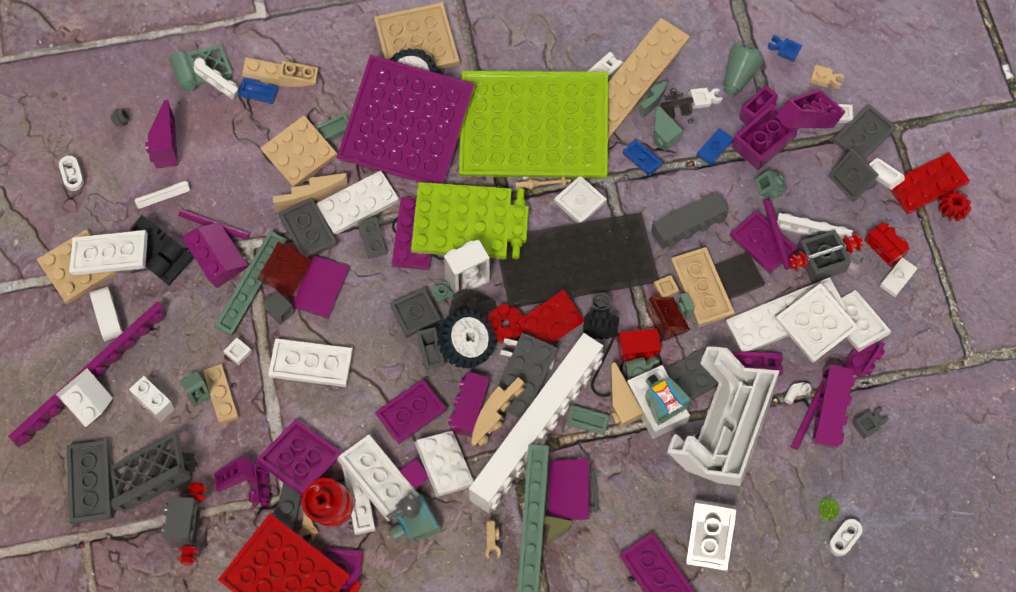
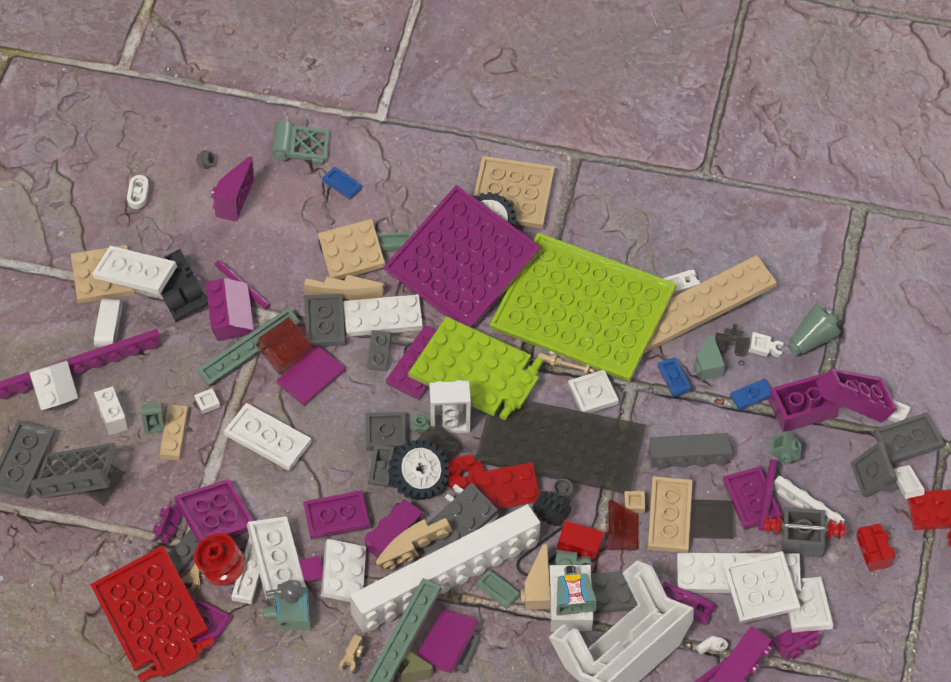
camera: 25 degrees right, 10 degrees down
(162, 194) = (209, 241): white axle -> none
(183, 521) = (85, 523): dark grey brick -> none
(215, 79) = (307, 157): white plate -> none
(239, 470) = (151, 501): magenta slope -> none
(278, 307) = (262, 377): dark grey brick -> none
(282, 74) = (368, 175): tan slope -> none
(650, 103) = (718, 325): sand green slope -> none
(685, 305) = (643, 524): sand green plate -> none
(757, 104) = (811, 367): magenta brick -> none
(787, 49) = (872, 332): blue plate -> none
(823, 76) = (896, 370): tan plate -> none
(898, 277) = (871, 582): white plate -> none

